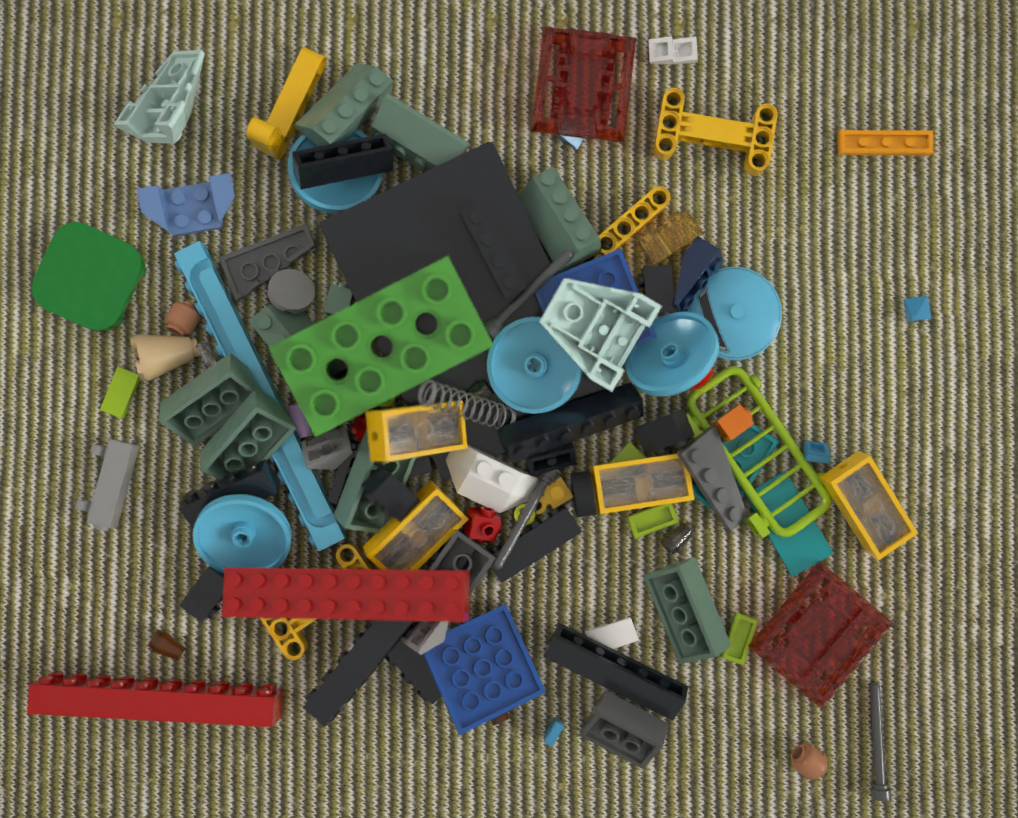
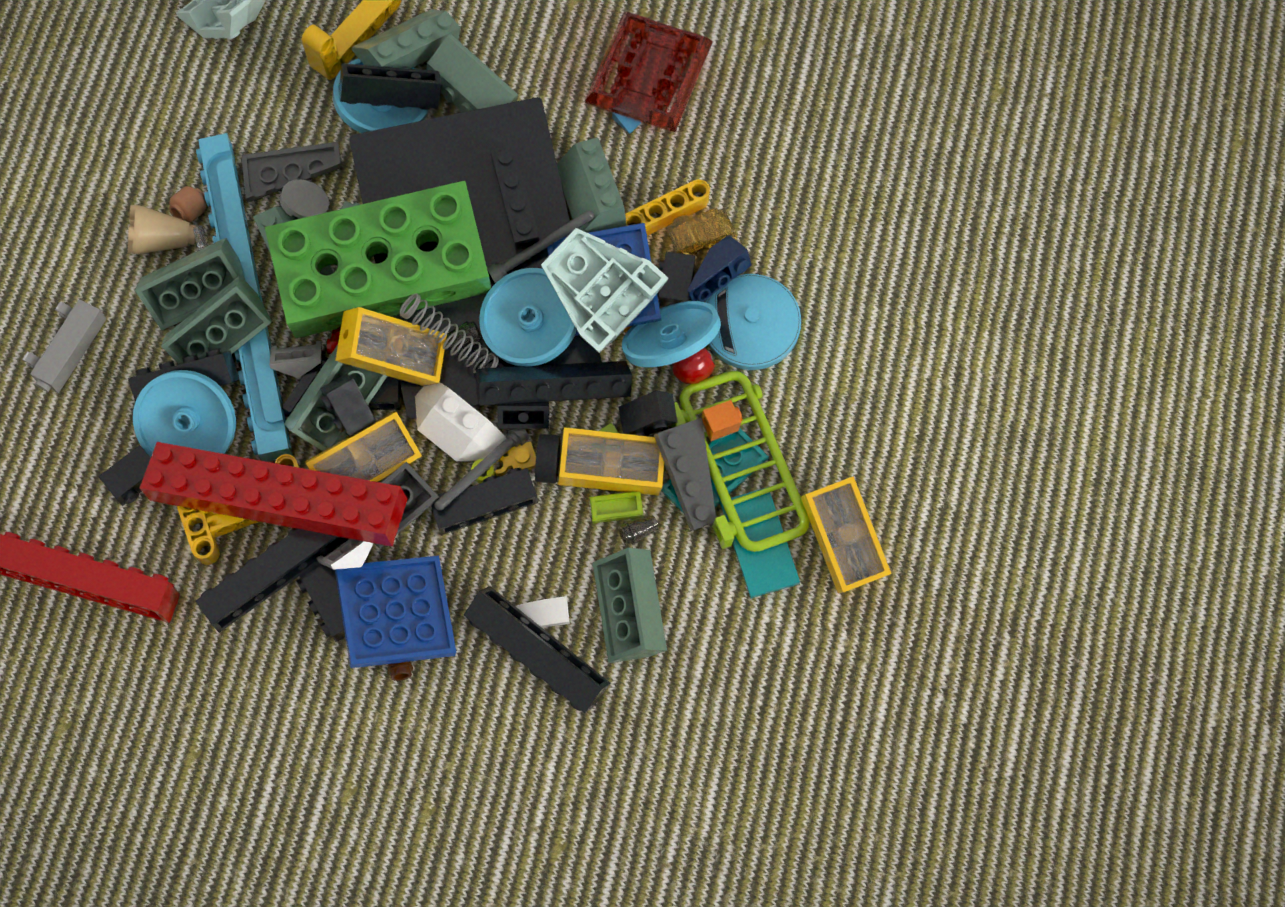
camera: 10 degrees right, 15 degrees down
(88, 276) = (106, 146): green tile -> none
(120, 392) = (103, 262): lime tile -> none
(166, 645) = (71, 518): reddish brown cone -> none
(189, 207) = (226, 105): medium blue piece -> none
(303, 428) = (278, 327): lavender cone -> none
(482, 524) = (427, 464): red brick -> none
(553, 731) = (454, 699): dark azure tile -> none
(625, 729) = (530, 715): dark grey slope -> none
(673, 51) = (747, 63): white slope -> none
(715, 132) = (770, 143): yellow beam -> none
(740, 636) = (679, 650): lime tile -> none
(809, 761) = (724, 794): nougat head -> none
(816, 452) = (804, 473): dark azure tile -> none
(821, 635) = (765, 661): clear red piece -> none
(880, 789) = (796, 845): dark grey piece -> none
(885, 142) = (944, 191): light orange tile -> none
(917, 309) = (944, 358): dark azure slope -> none

